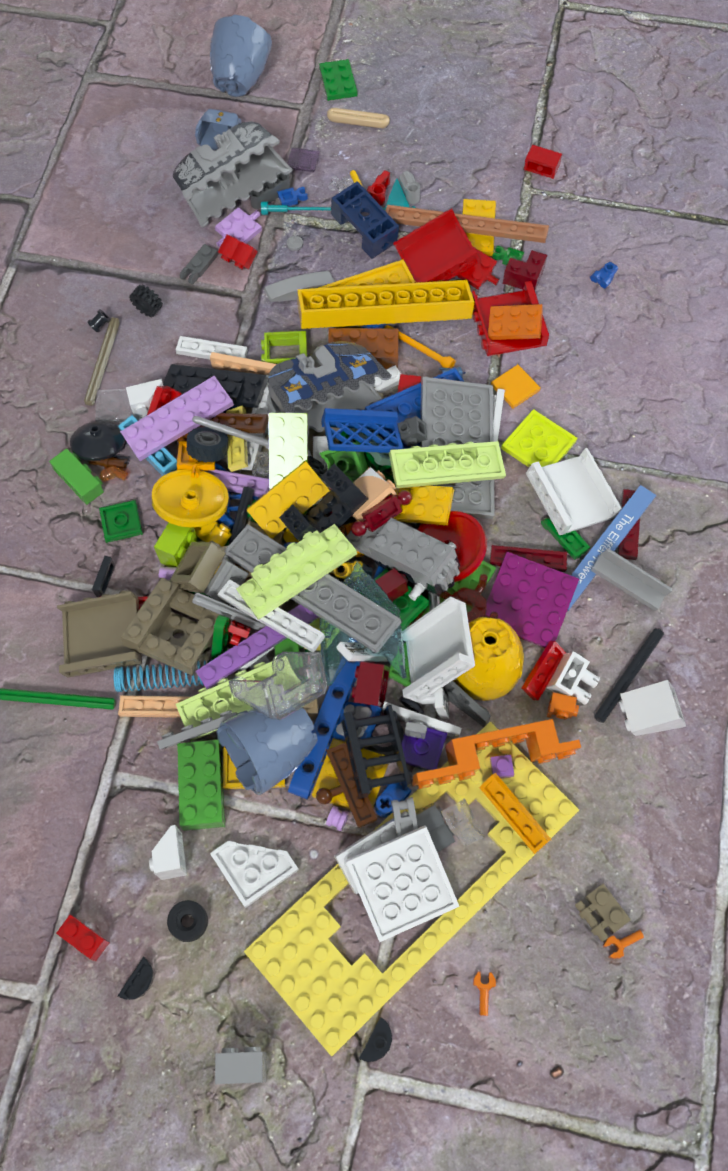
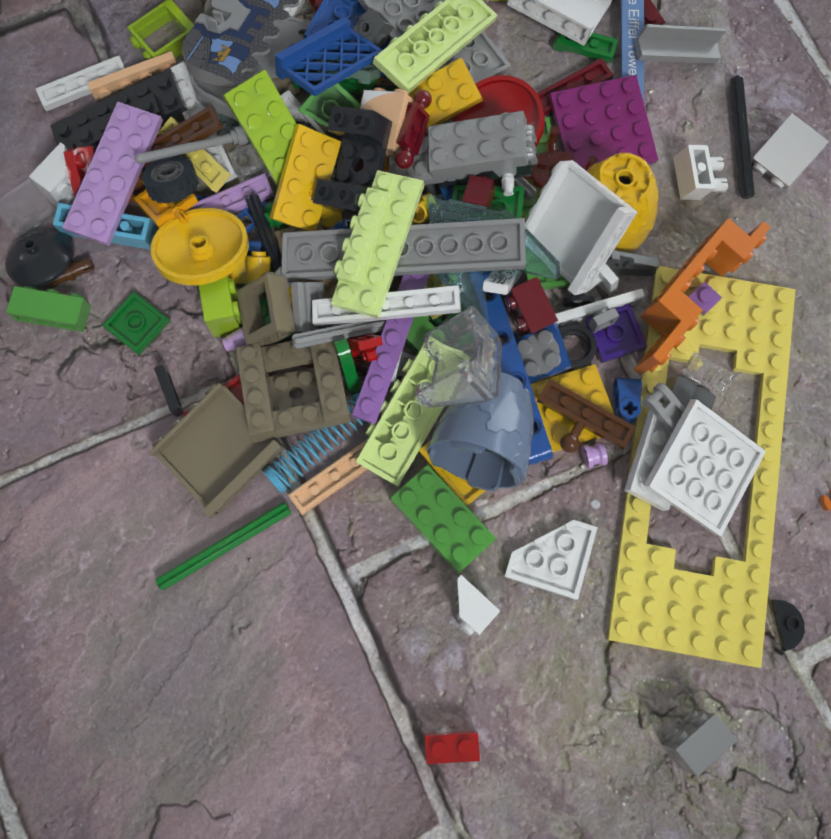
camera: 40 degrees left, 10 degrees up
(112, 472) = (84, 280): clear orange arm -> none
(138, 982) = (536, 742): black plate -> none
(175, 917) = (549, 650): black tyre -> none
(190, 732) = (406, 461): light grey plate -> none
(356, 744) = (572, 381): black fence -> none
(515, 813) = (750, 331): light orange plate -> none
(543, 670) = (667, 184): red plate -> none
(562, 706) = (709, 206): orange brick -> none

